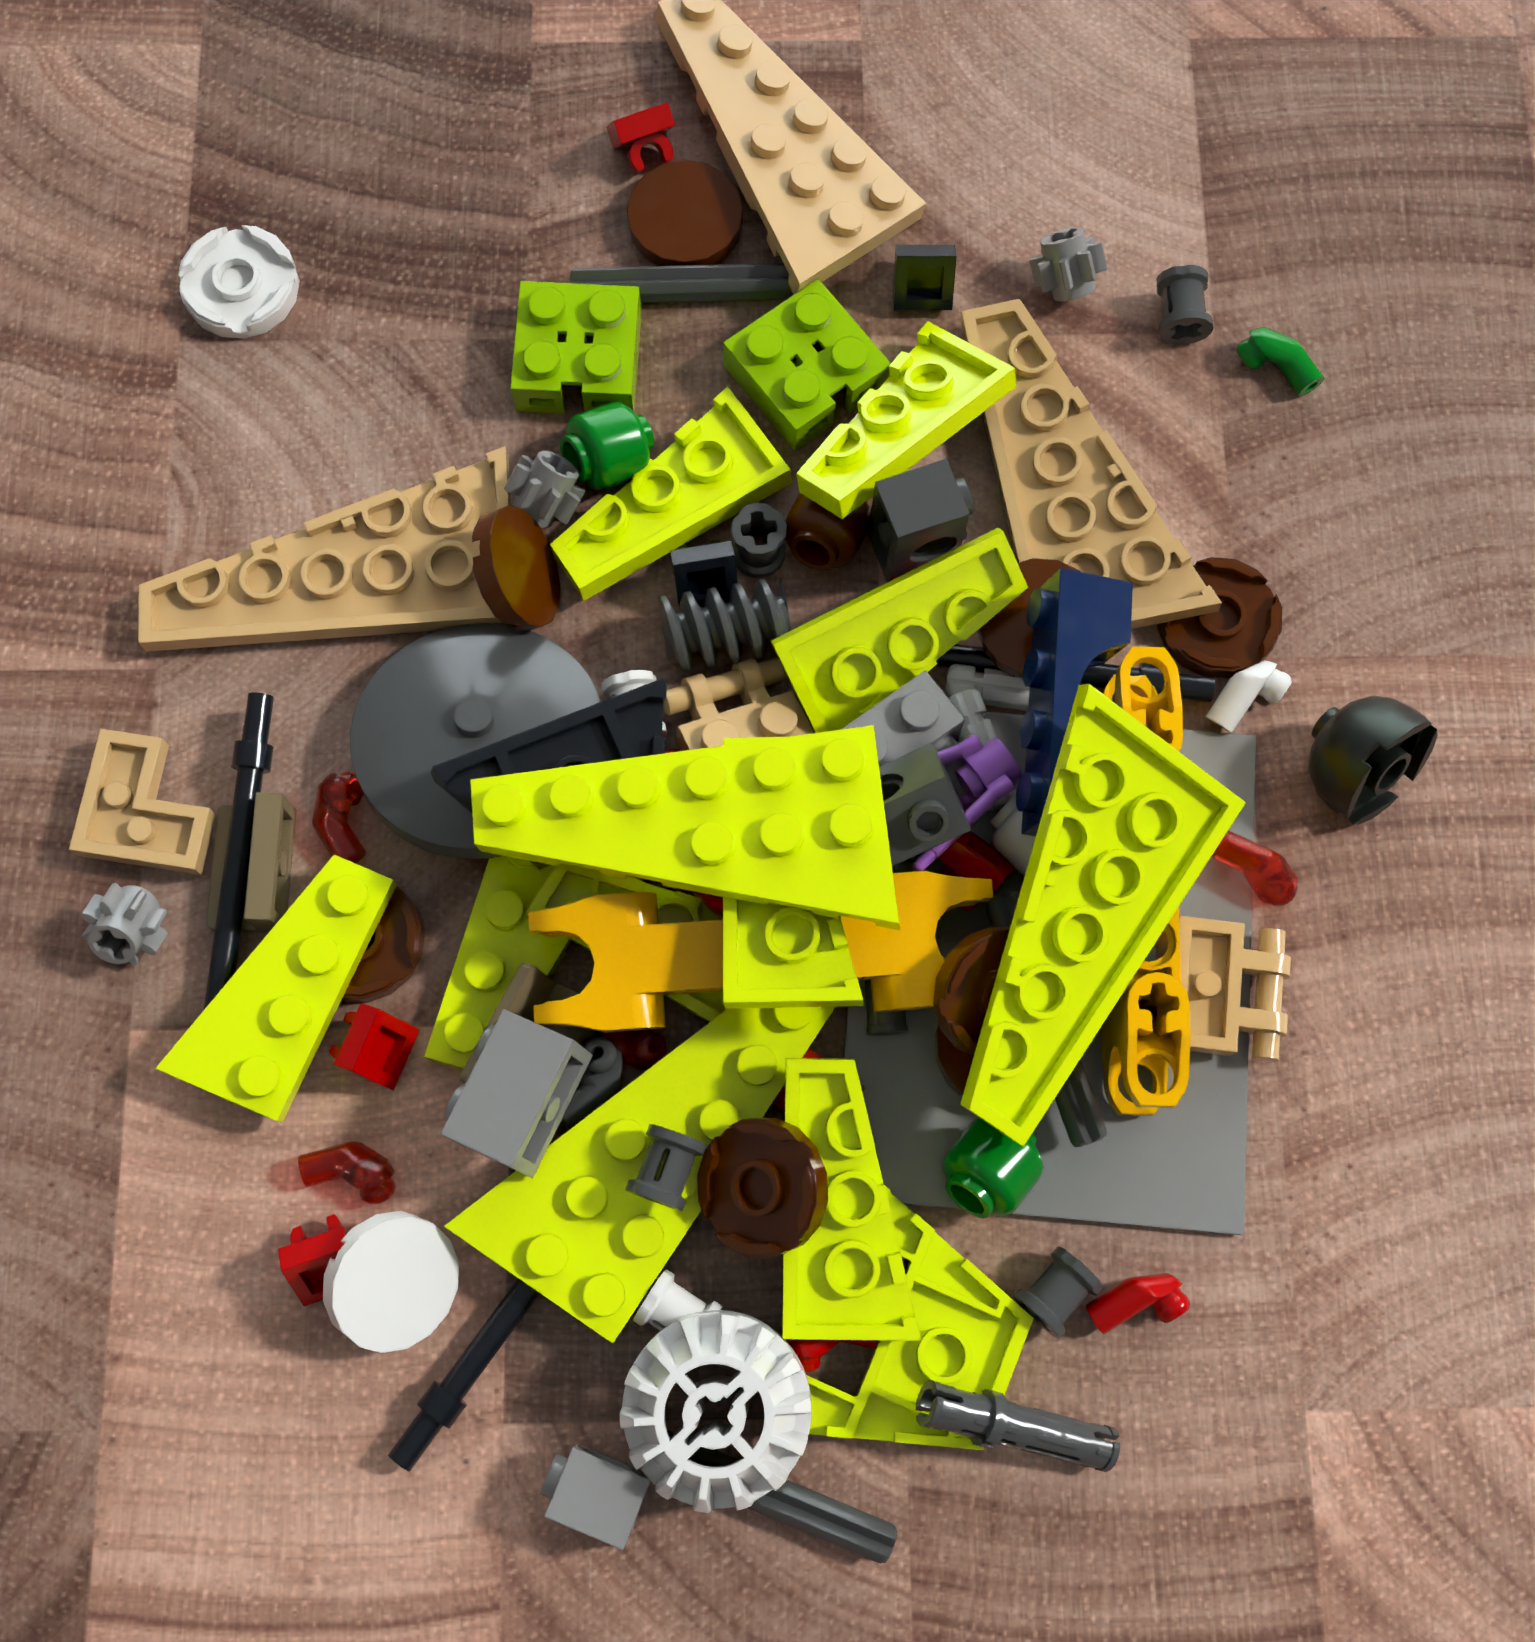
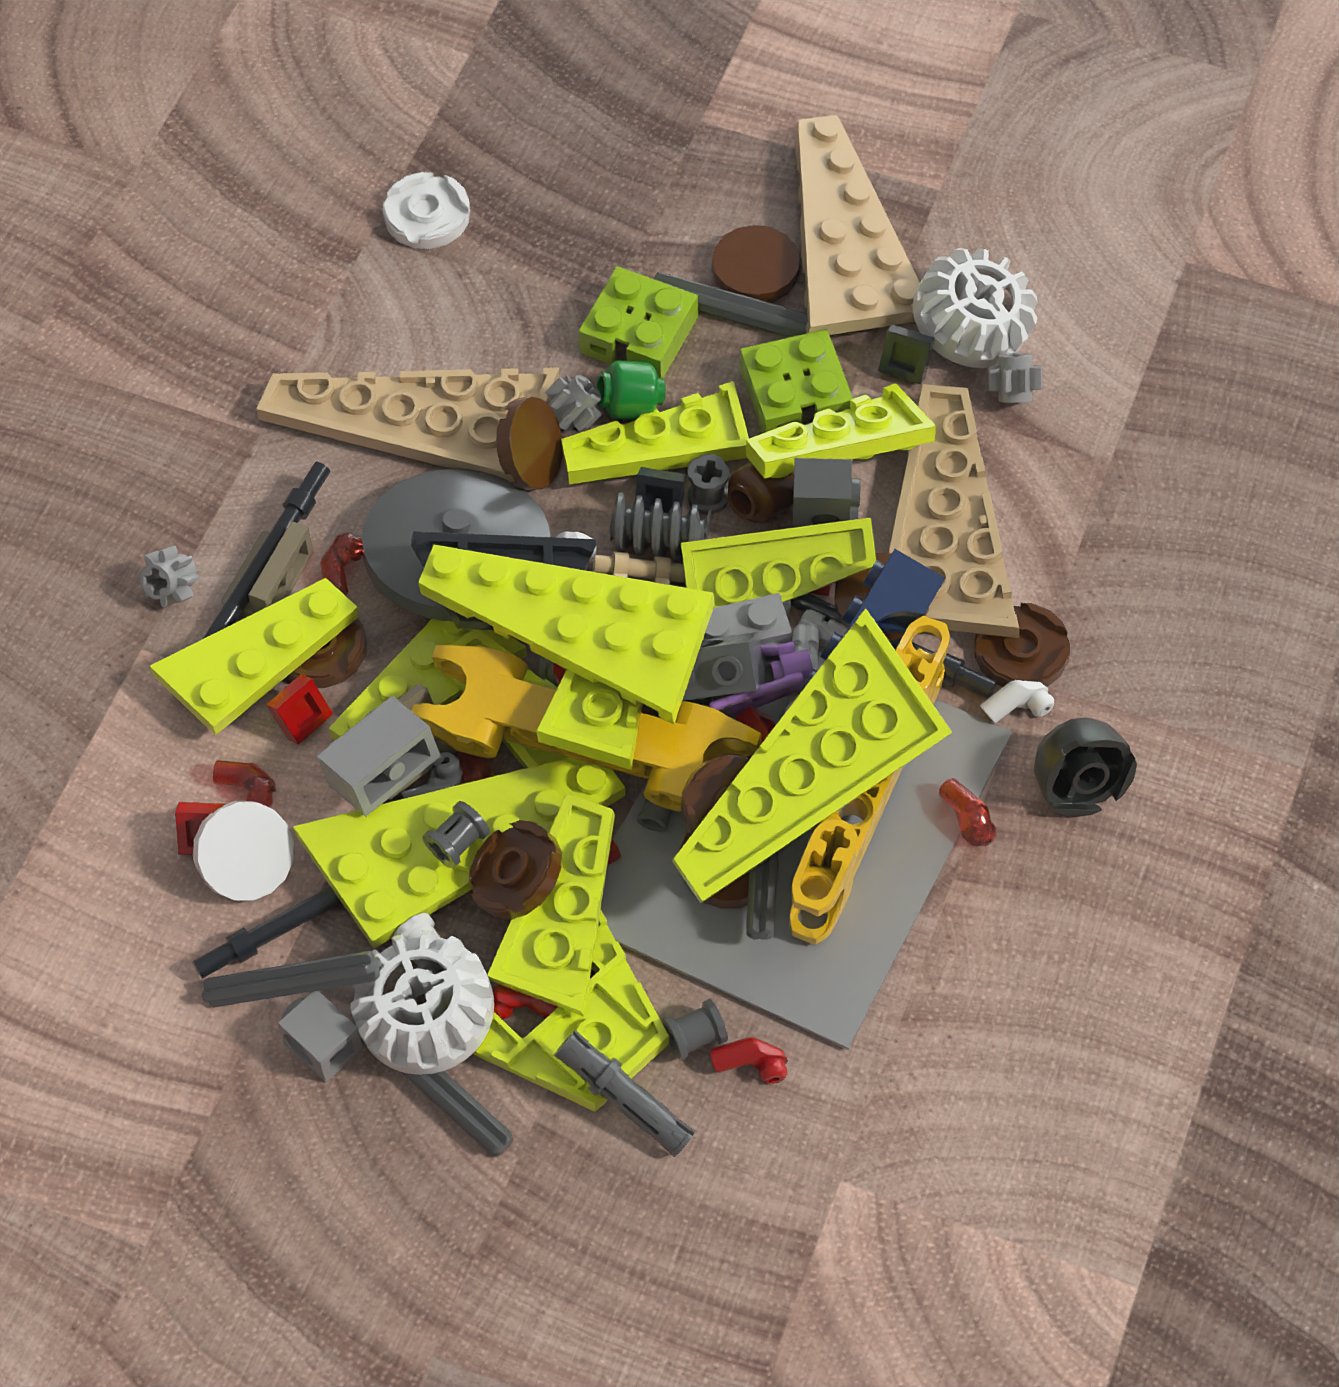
camera: 25 degrees right, 15 degrees down
(125, 821) = (200, 514): tan plate -> none
(539, 1450) = (291, 979): none -> dark grey axle
(643, 129) = (748, 197): red tile -> none
(975, 190) = (967, 308): none -> white gear
(990, 1171) = (683, 928): green head -> none
(1184, 304) = (1088, 438): dark grey bush -> none
(1212, 975) = (892, 873): tan plate -> none
(1283, 352) = (1155, 489): green arm -> none

